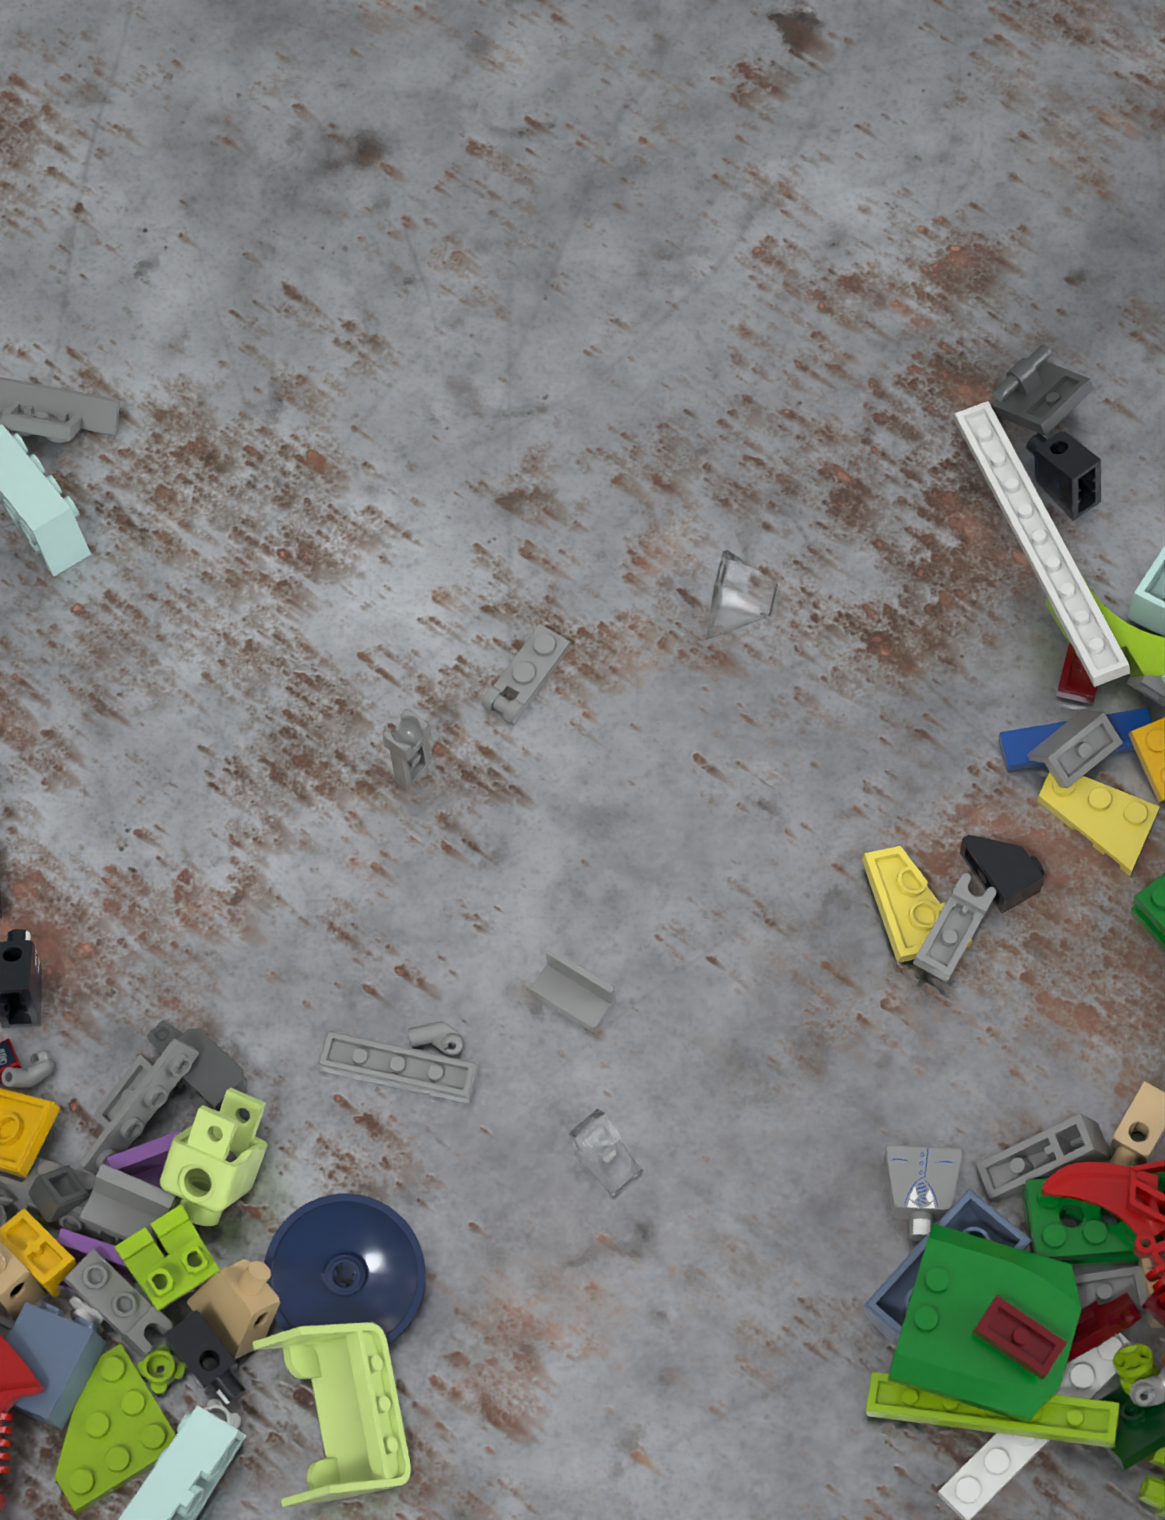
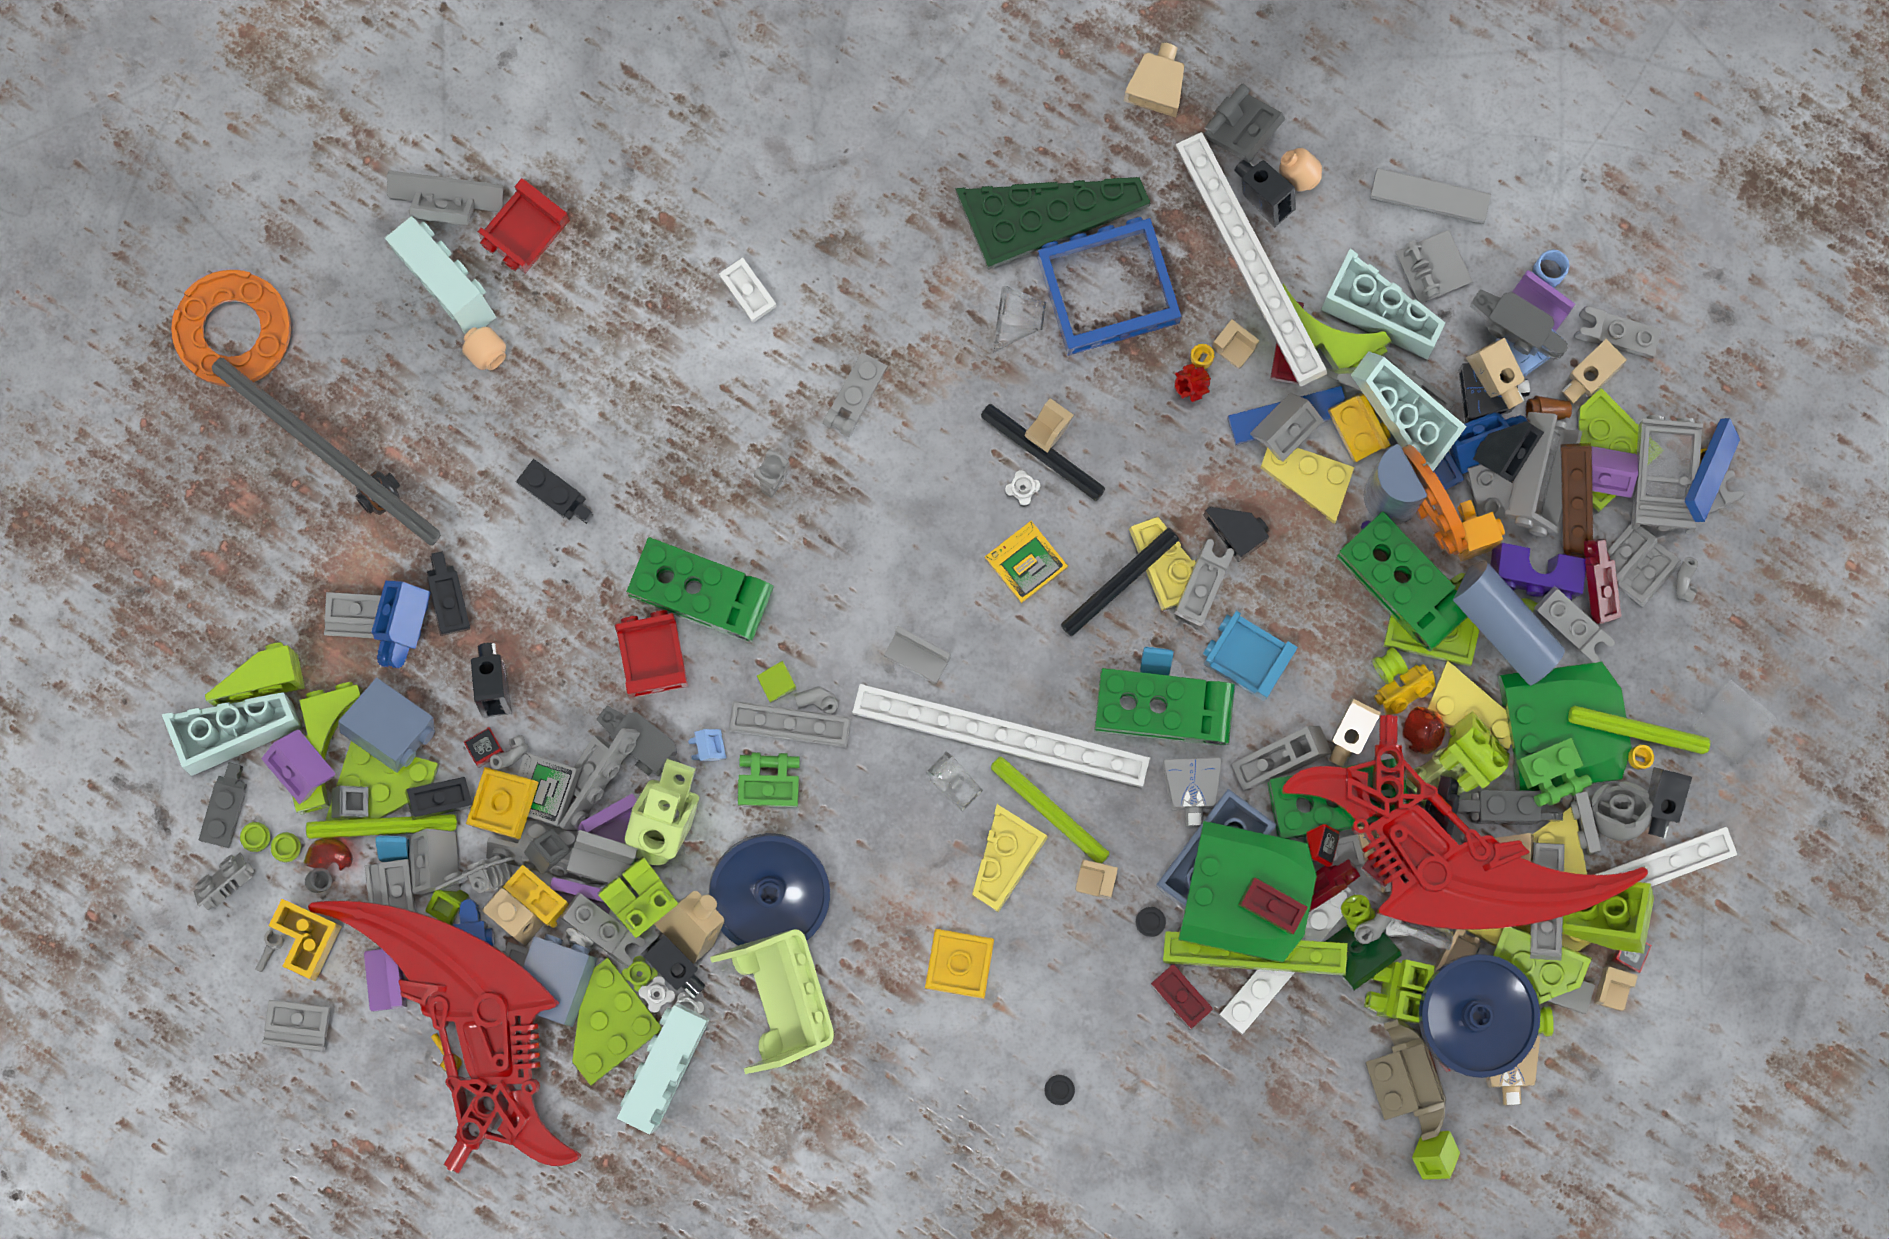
camera: 10 degrees left, 15 degrees up
(69, 583) = (484, 348): none -> light nougat head
(79, 1119) = (554, 787): none -> tile
(132, 760) = (553, 492): none -> black hinge
(139, 451) = (523, 227): none -> red panel
(168, 1394) = (665, 996): none -> white plate
(229, 963) = (651, 654): none -> red panel
(289, 1082) = (709, 745): none -> light blue tile
(329, 906) = (726, 600): none -> green hinge
(359, 1144) = (768, 789): none -> bright green plate
(387, 1011) = (776, 682): none -> lime slope
(405, 542) = (747, 290): none -> white plate
(590, 1394) = (959, 963): none -> yellow tile
(669, 1255) = (1007, 856): none -> light yellow wing
(674, 1102) = (1001, 735): none -> white plate
(725, 890) = (1026, 562): none -> tile
(730, 1204) = (1050, 810): none -> lime axle
(731, 789) = (1024, 496): none -> white plate
(759, 759) = (1051, 459): none -> black axle
(771, 725) = (1049, 425): none -> tan panel
(778, 482) = (1026, 216): none -> dark green wing
(784, 1296) = (1096, 879): none -> tan panel
(844, 919) = (1120, 582): none -> black axle
(853, 1360) = (1150, 921): none -> black plate
(866, 621) = (1121, 330): none -> blue window
(885, 1024) = (1156, 661): none -> dark azure slope
(888, 1462) = (1181, 996): none -> dark red plate
(928, 1089) = (1192, 714): none -> green hinge
(936, 343) = (1157, 82): none -> tan torso
(956, 688) = (1192, 382): none -> red gear
(965, 657) = (1197, 353): none -> yellow hinge
(1007, 1028) = (1248, 656): none -> dark azure panel
(1014, 648) = (1235, 344): none -> tan panel
(1093, 1269) = (1323, 844): none -> slope
(1113, 448) = (1301, 169): none -> light nougat head

